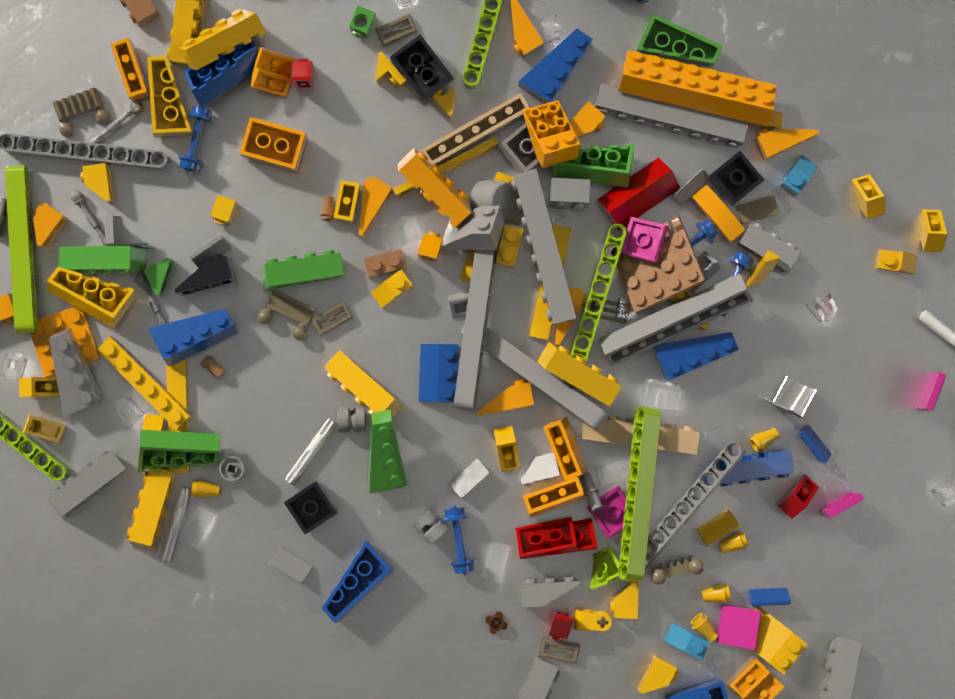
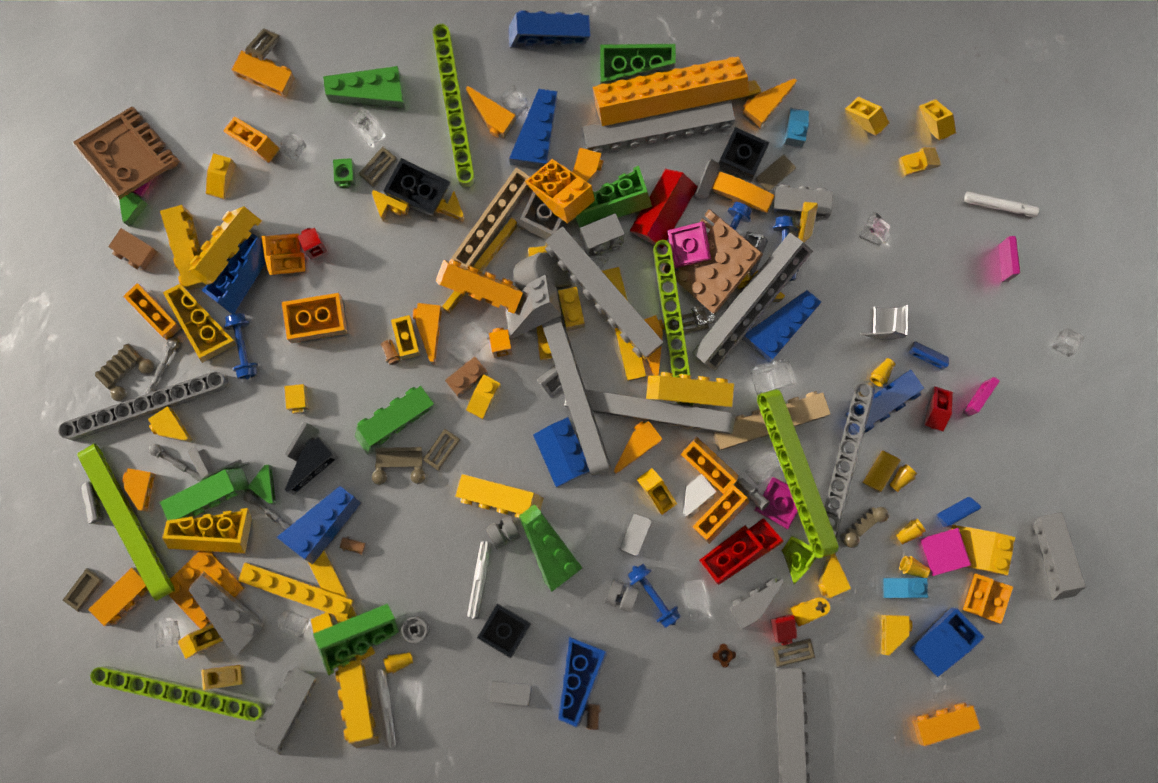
camera: 25 degrees left, 5 degrees down
(353, 620) = (593, 716): none -> medium nougat pin

